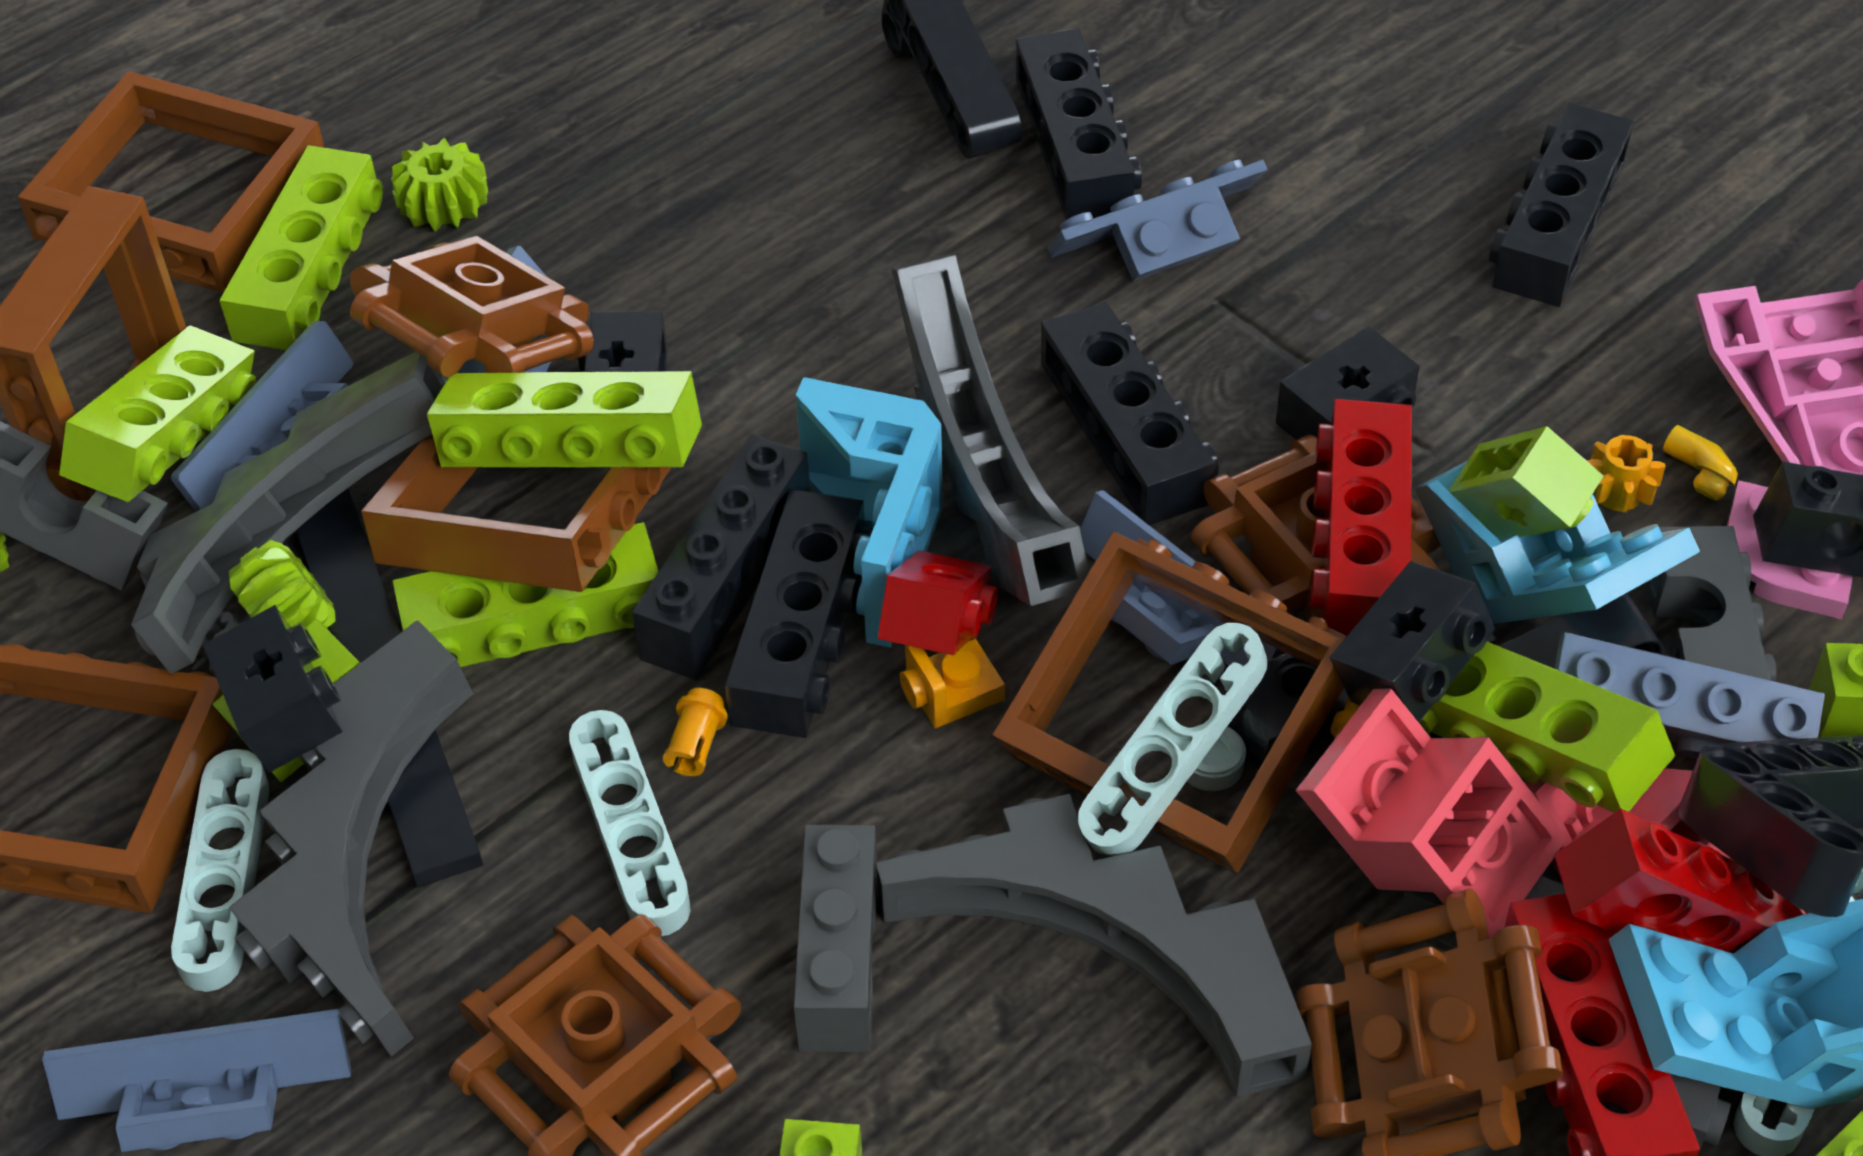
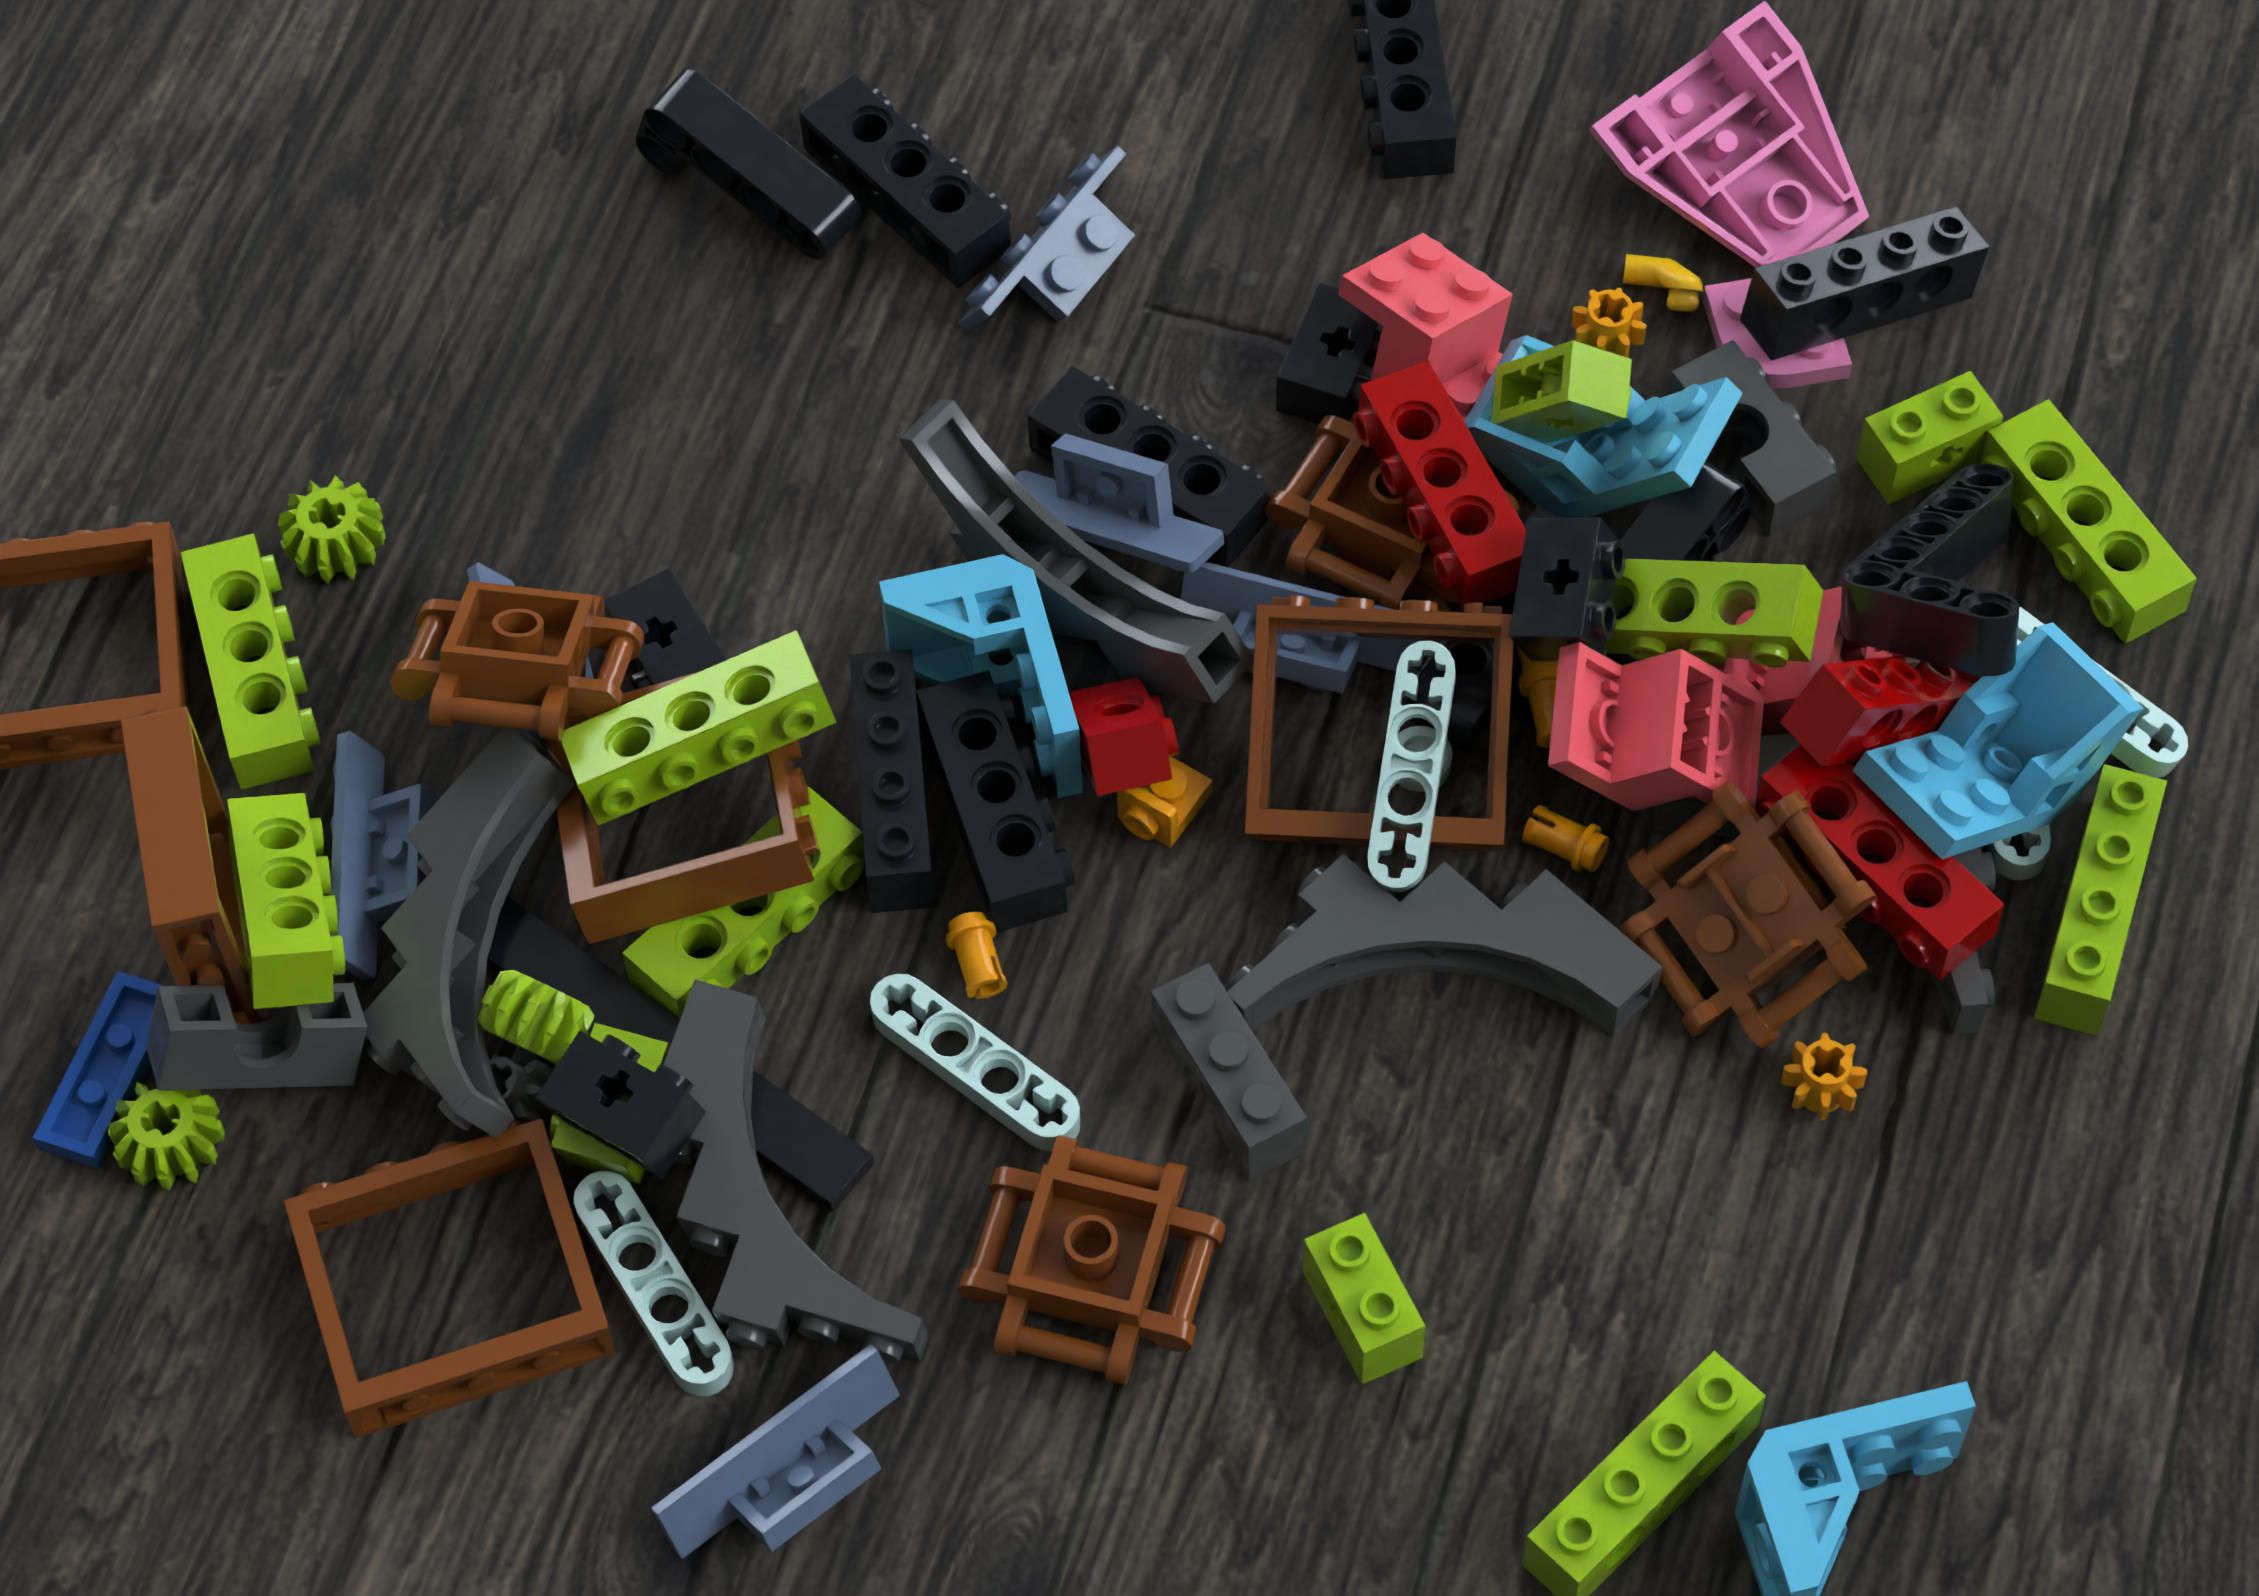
camera: 30 degrees left, 10 degrees up
(1068, 420) = (1120, 504): none -> sand blue bracket
(1312, 901) = (1566, 839): none -> light orange pin
(1457, 383) = (1432, 311): none -> coral bracket
(1693, 699) = (1790, 522): sand blue bracket -> none

